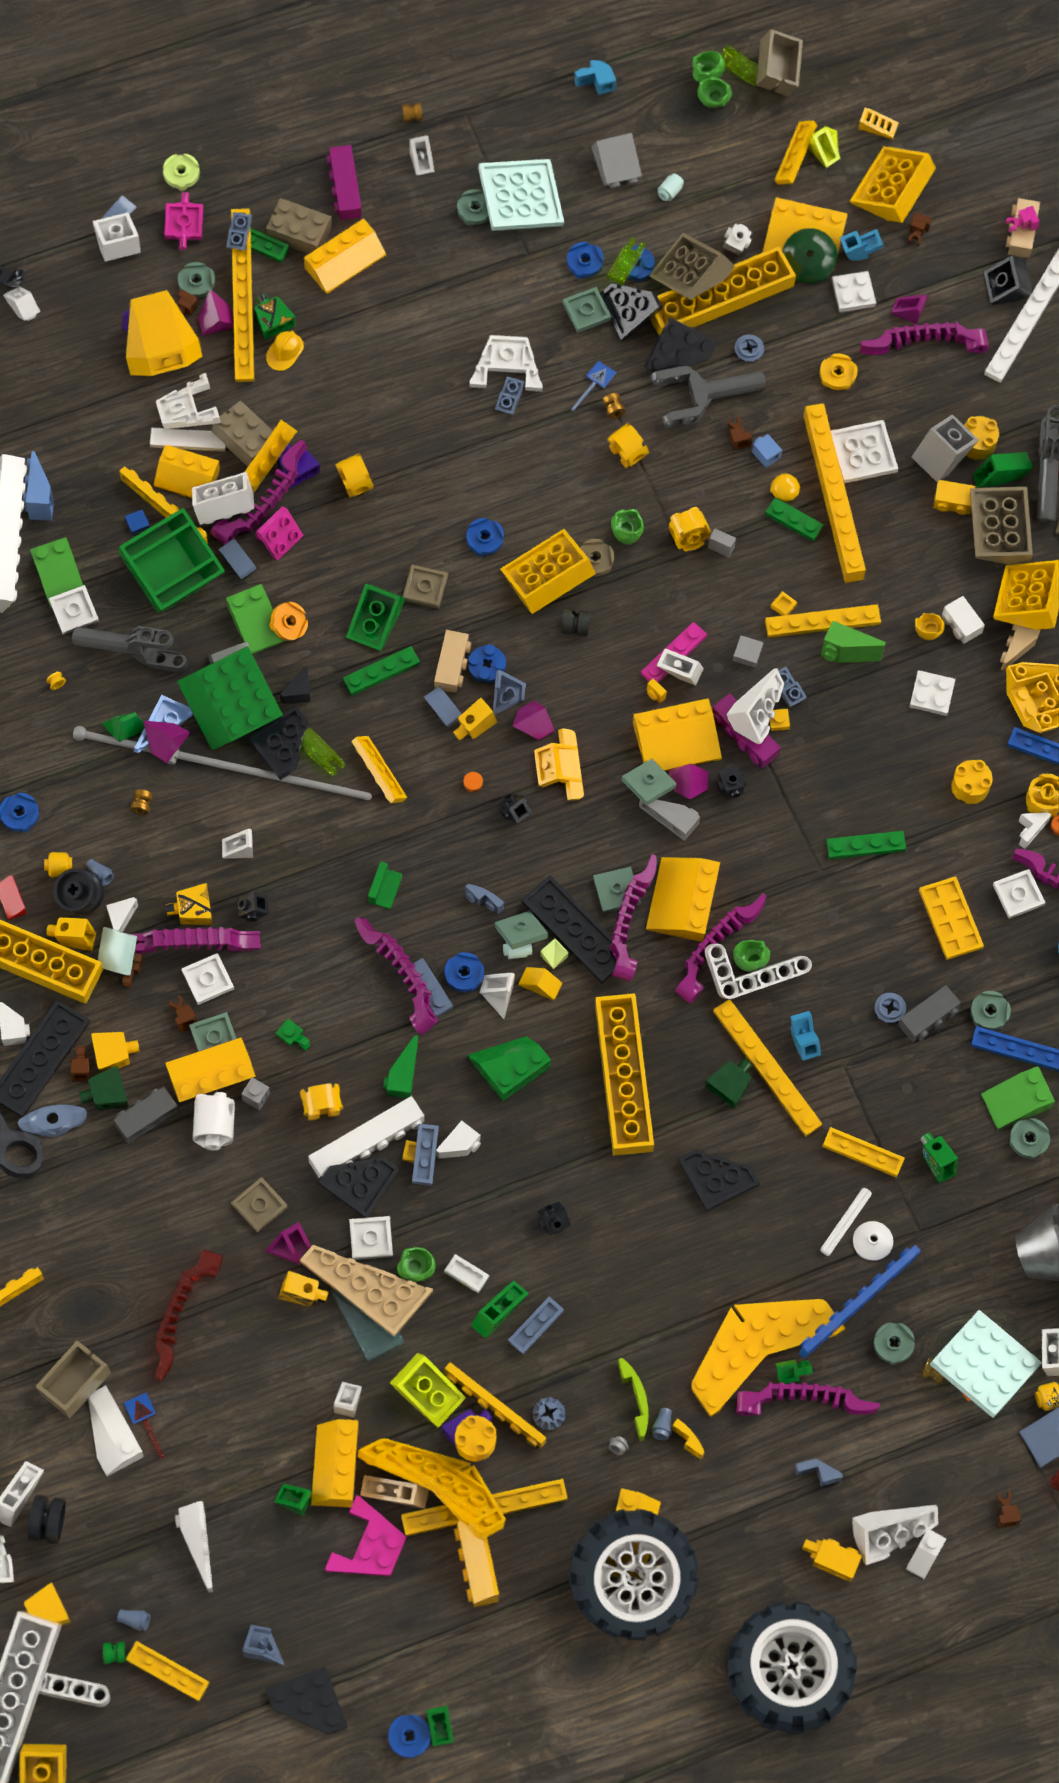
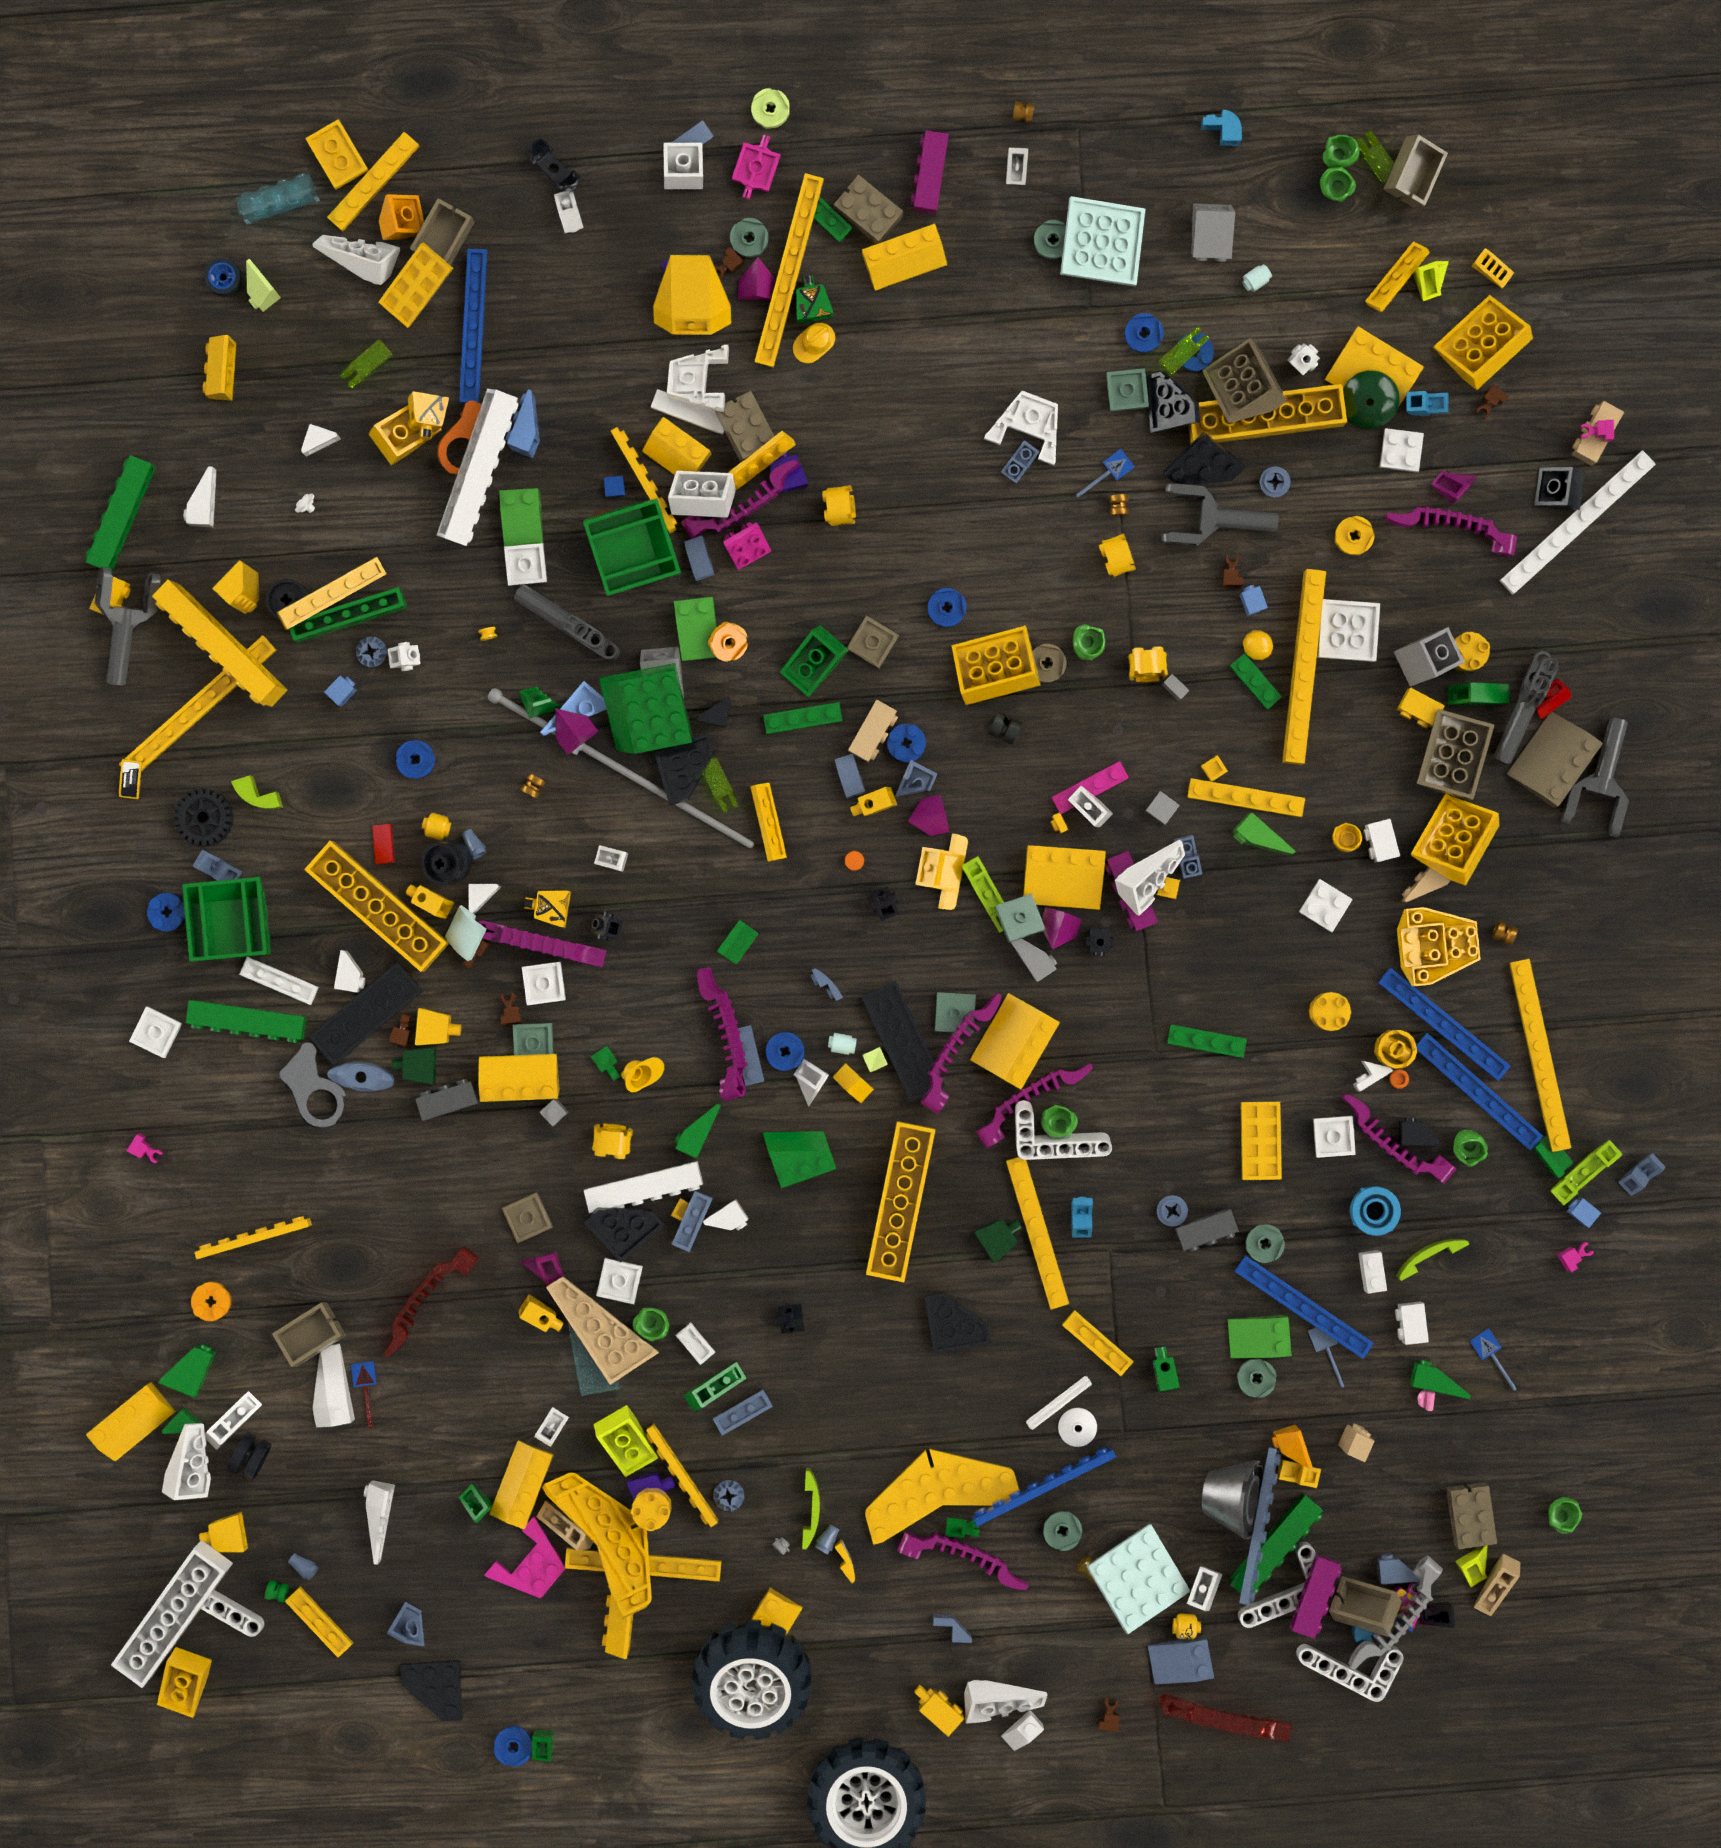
camera: 20 degrees right, 20 degrees up
(213, 1120) = (506, 1129): white cylinder -> none
(239, 231) = (805, 201): sand blue slope -> none
(331, 1031) = (642, 1073): none -> yellow piece
(521, 930) = (850, 1029): sand green plate -> none
(605, 770) = (984, 888): none -> lime slope

